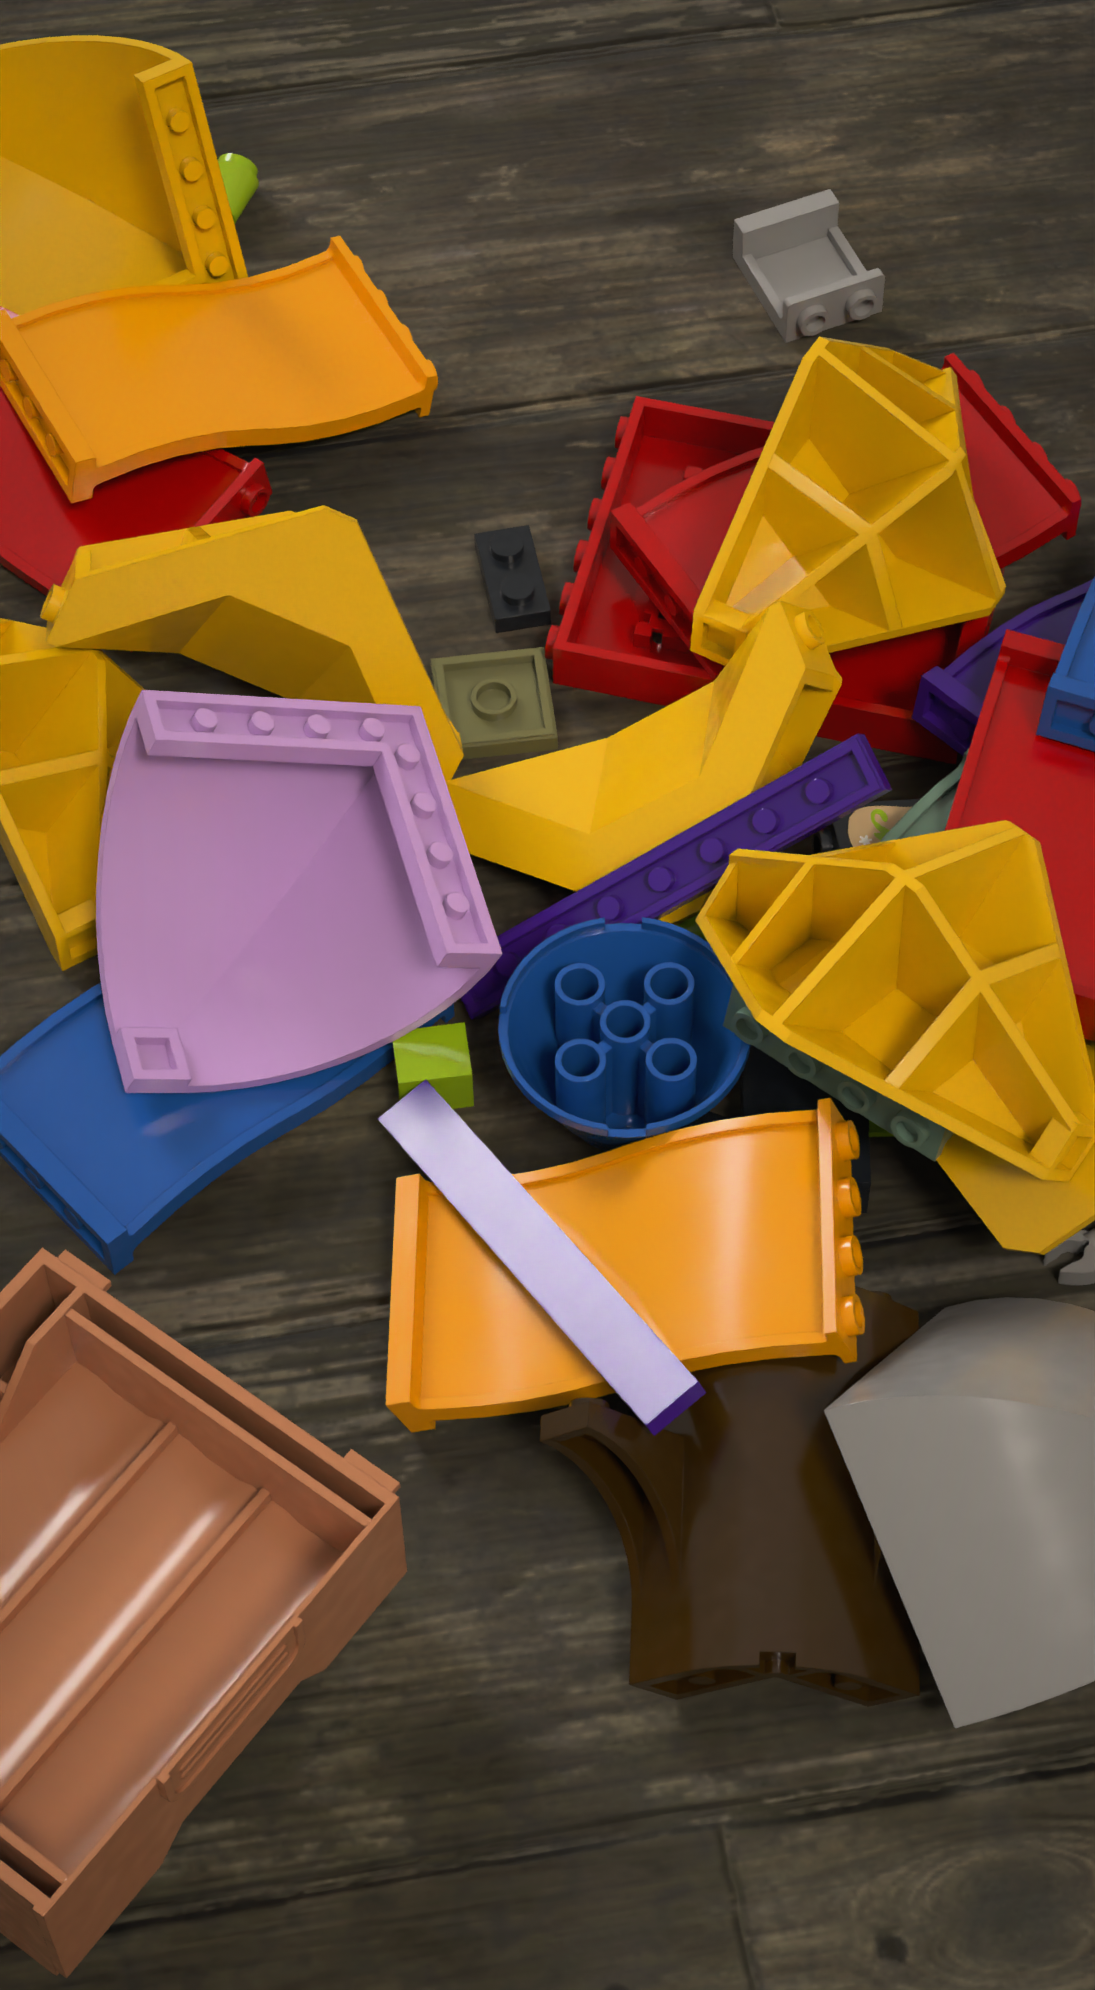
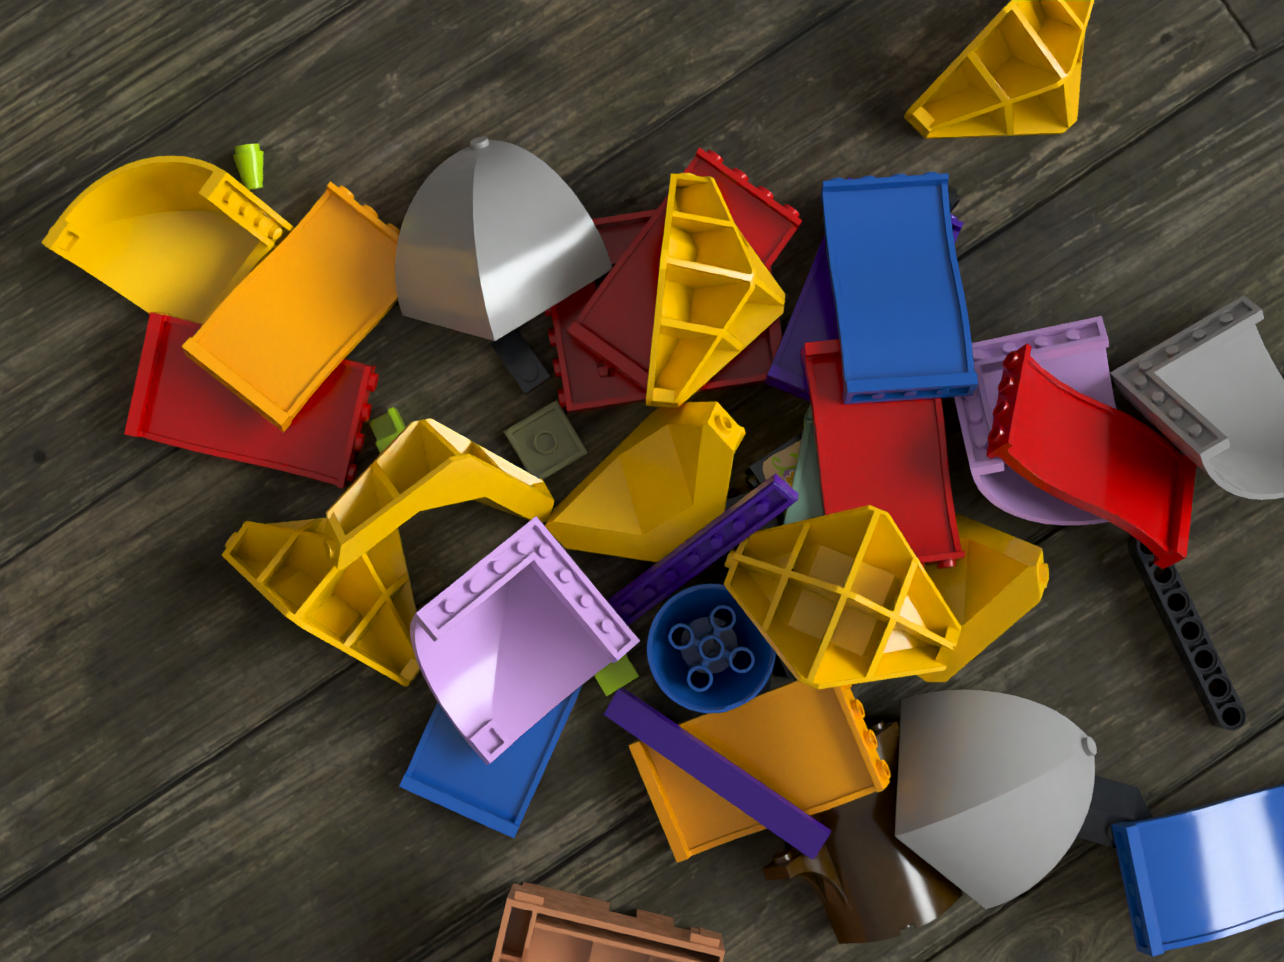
camera: 25 degrees left, 30 degrees up
(561, 359) = (493, 242): none -> light grey panel
(805, 267) = (586, 89): light grey panel -> none

